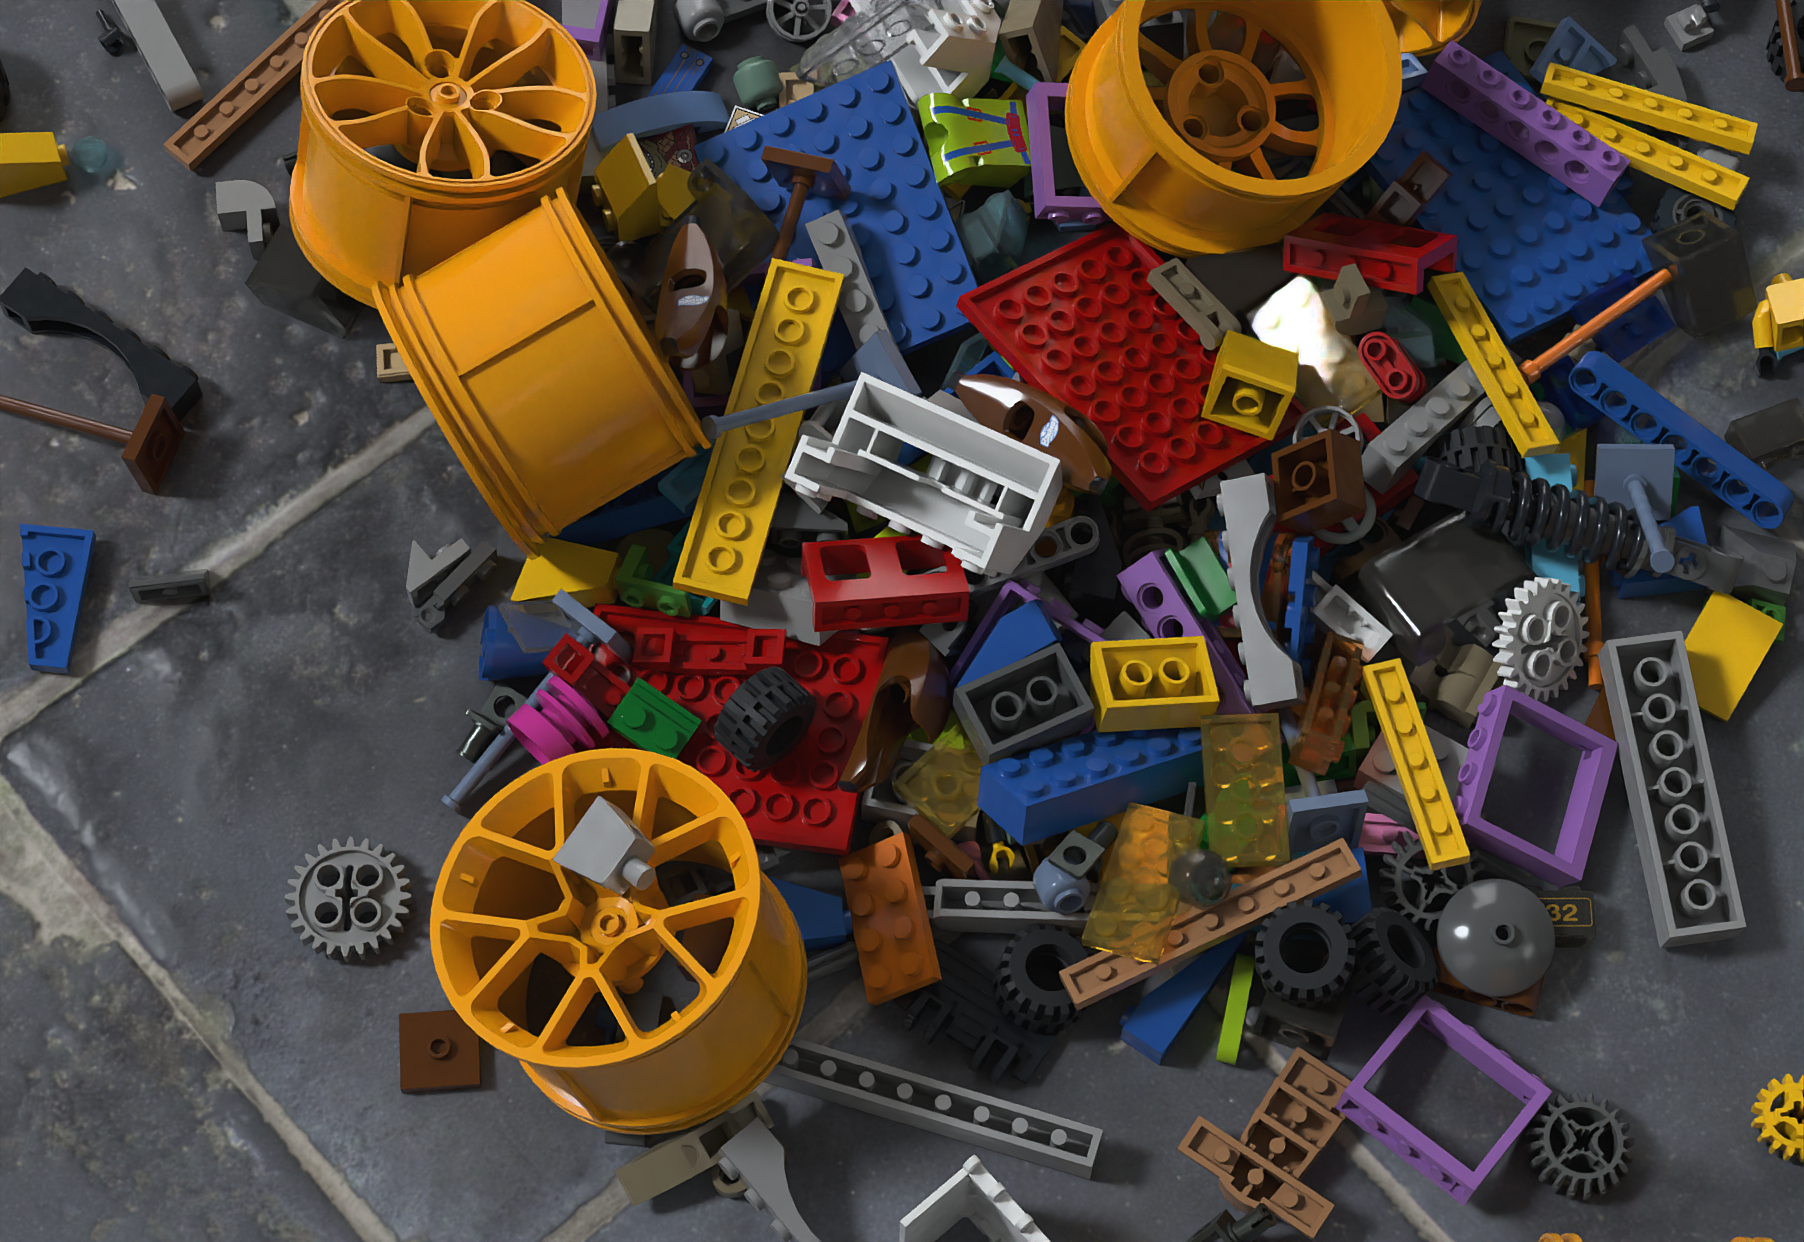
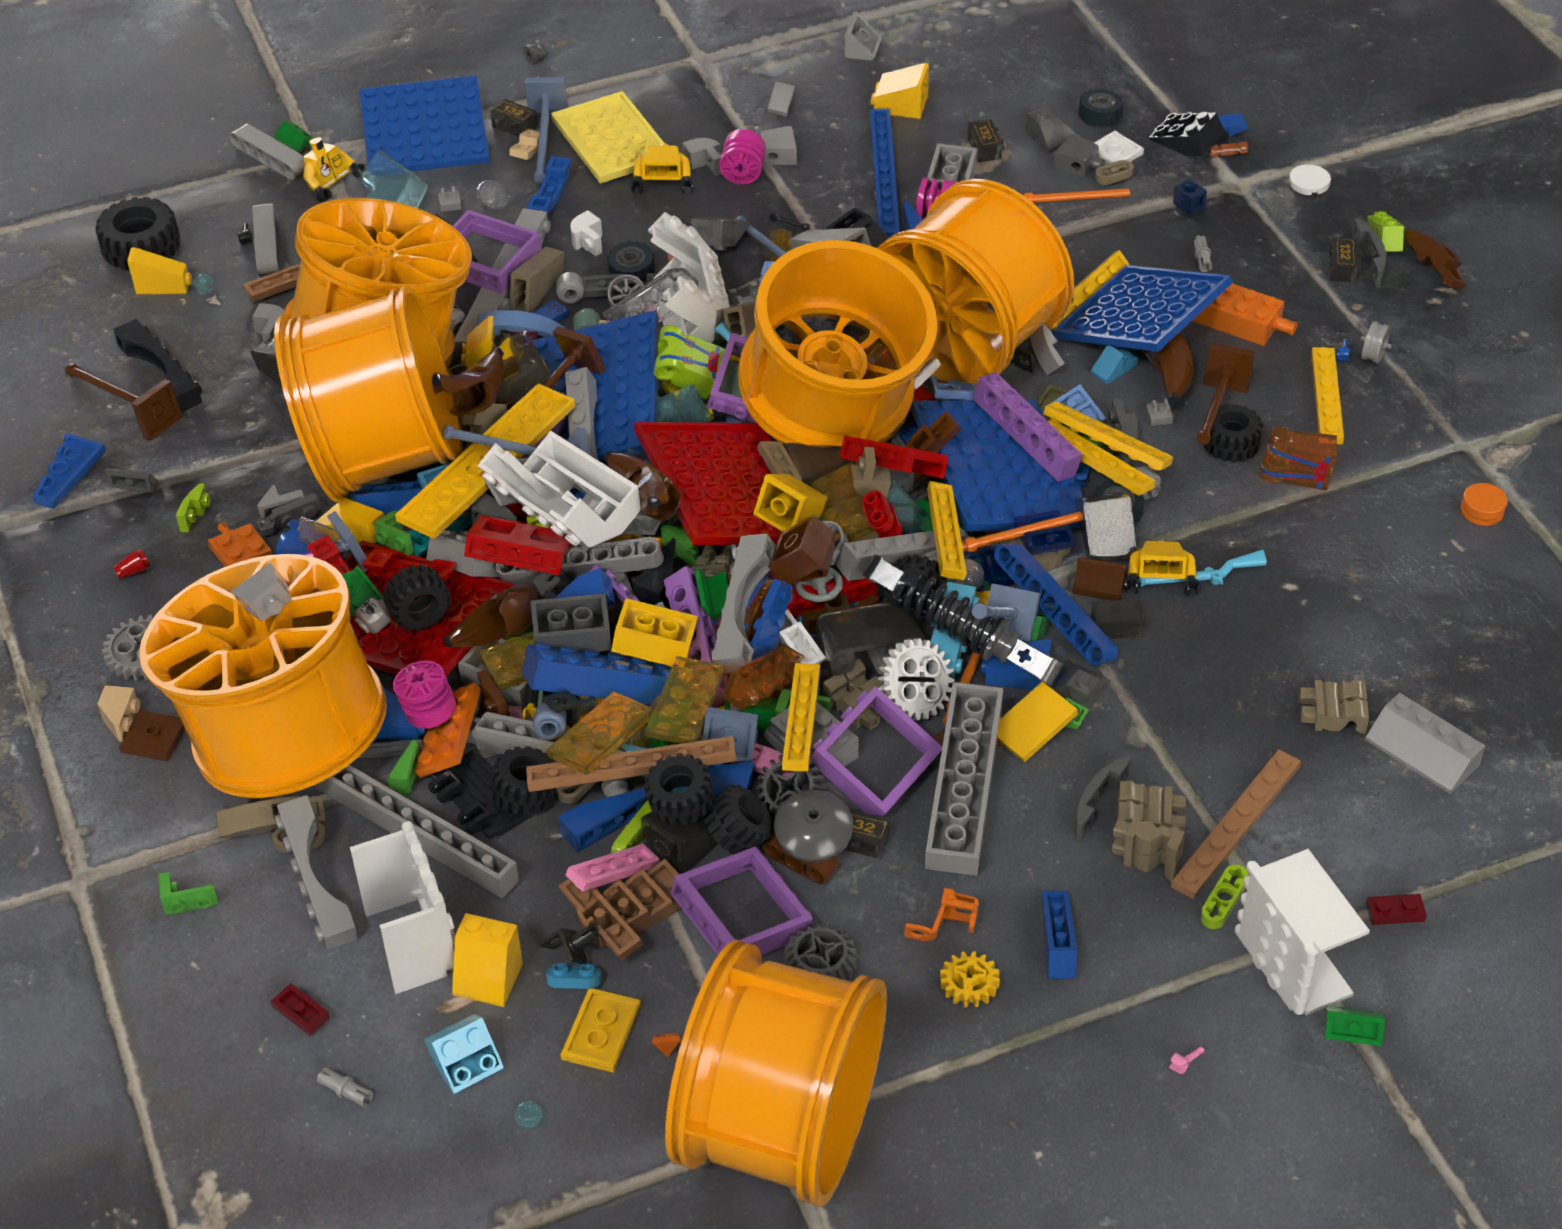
camera: 20 degrees right, 20 degrees down
(253, 747) = (132, 564): none -> red cone
(296, 611) = (192, 506): none -> lime slope
(365, 1026) = (118, 709): none -> tan slope
(406, 667) = (238, 544): none -> orange plate
(699, 751) = (372, 616): none -> light grey head
(854, 903) = (424, 694): none -> dark pink wheel
(856, 1016) = (403, 775): none -> bright green slope
(1201, 878) = (633, 733): clear smoke hair -> none
(1241, 1093) = (611, 867): none -> bright pink plate
(1717, 371) = (1099, 579): none -> reddish brown panel
(1724, 1007) = (949, 902): none -> orange piece

